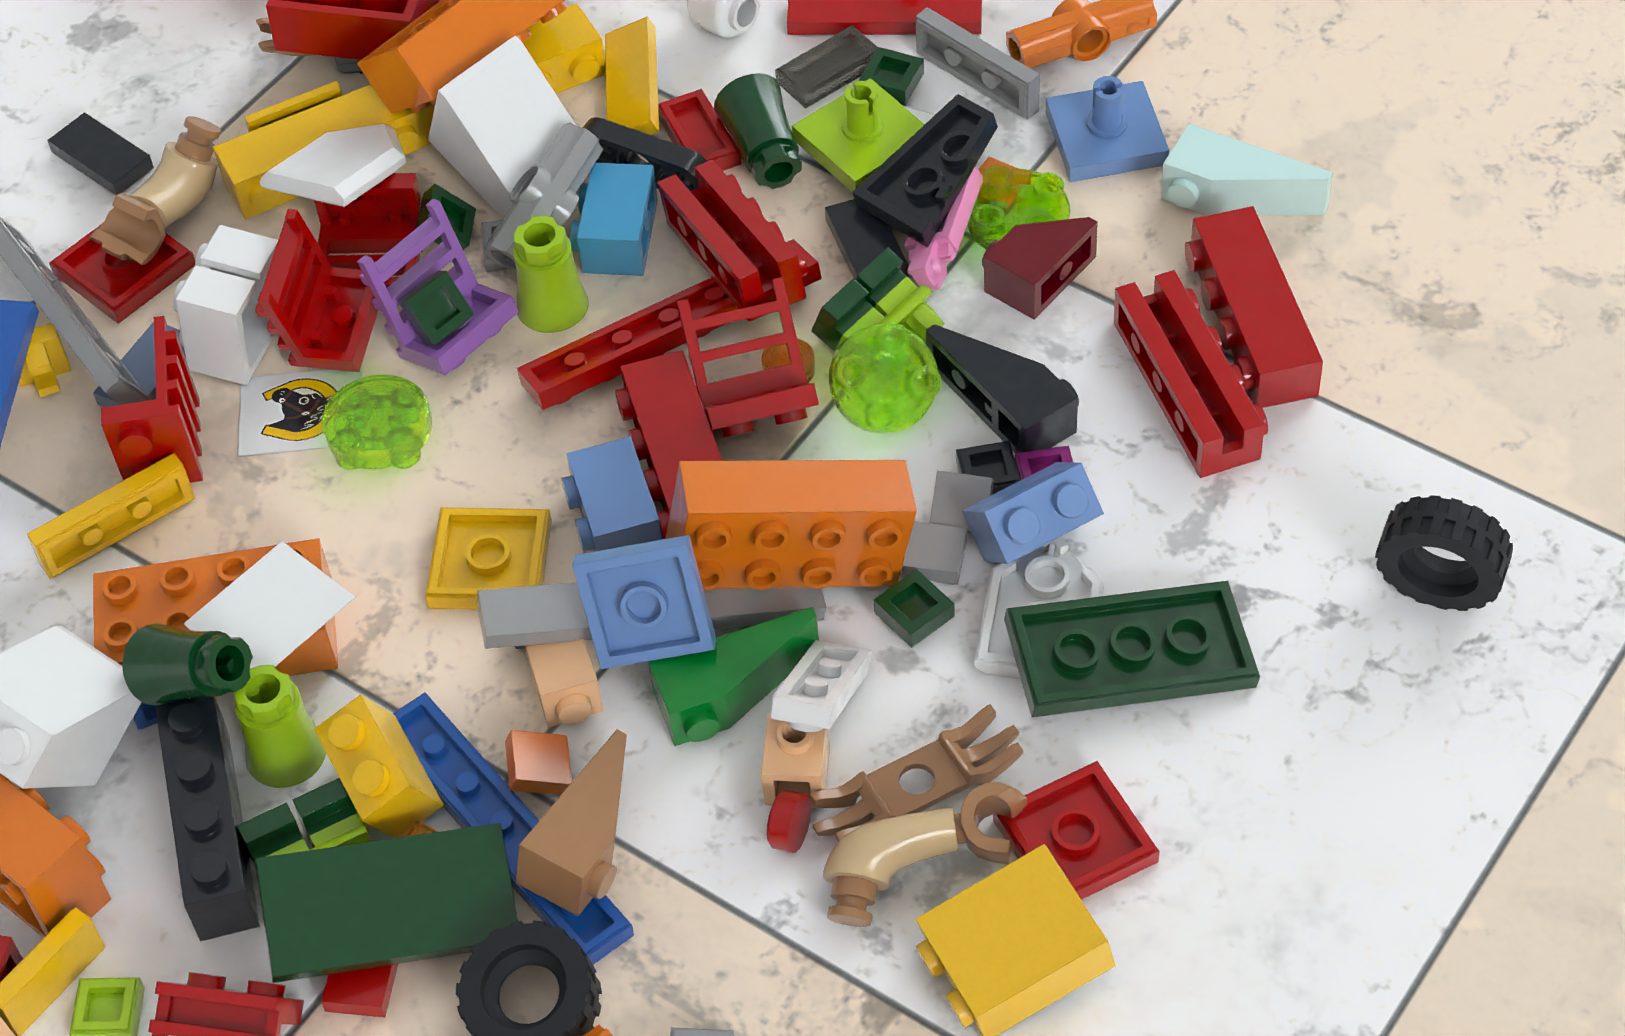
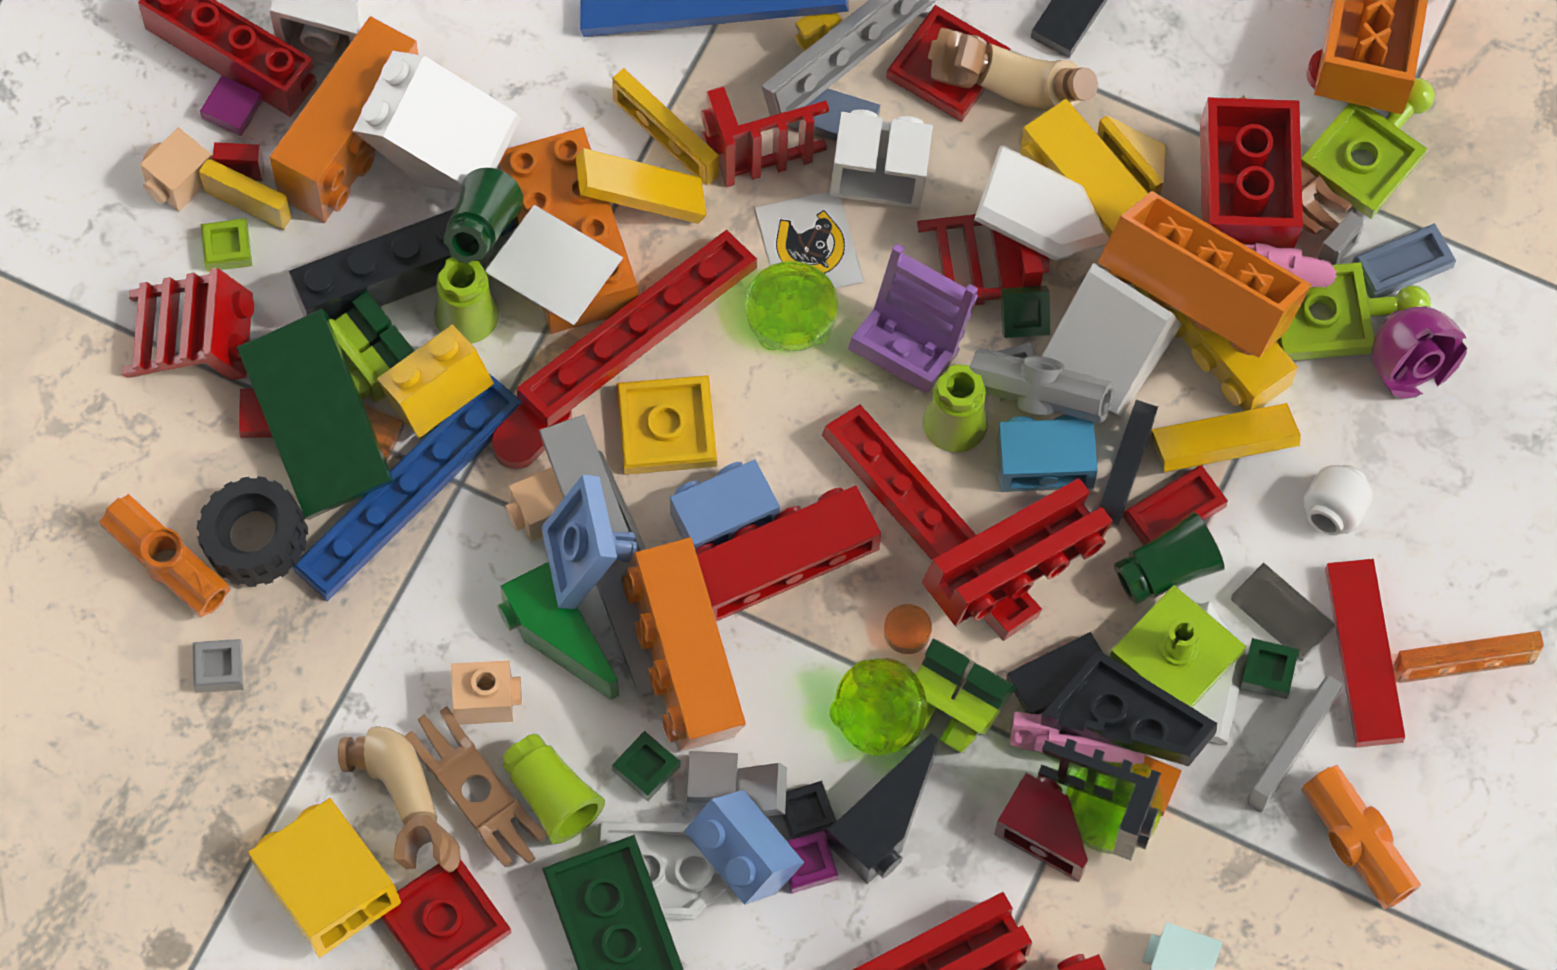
camera: 75 degrees right, 15 degrees up
(187, 531) = (640, 186): none -> yellow tile
(315, 307) = (889, 213): red plate -> none
(368, 565) = (636, 328): none -> red plate
(436, 307) = (896, 322): dark green plate -> none
(460, 689) = (518, 438): none -> red tile
(538, 762) = (464, 500): orange tile -> none
(573, 844) = (387, 541): medium nougat slope -> none
(756, 395) = (847, 601): red plate -> none
(789, 821) = (426, 695): red tile -> none
(820, 686) = (538, 696): white plate -> none
(930, 696) = (552, 789): none -> lime plant
(1041, 155) = (1130, 792): none -> black plate
(1106, 130) = (1235, 875): medium blue tile -> none

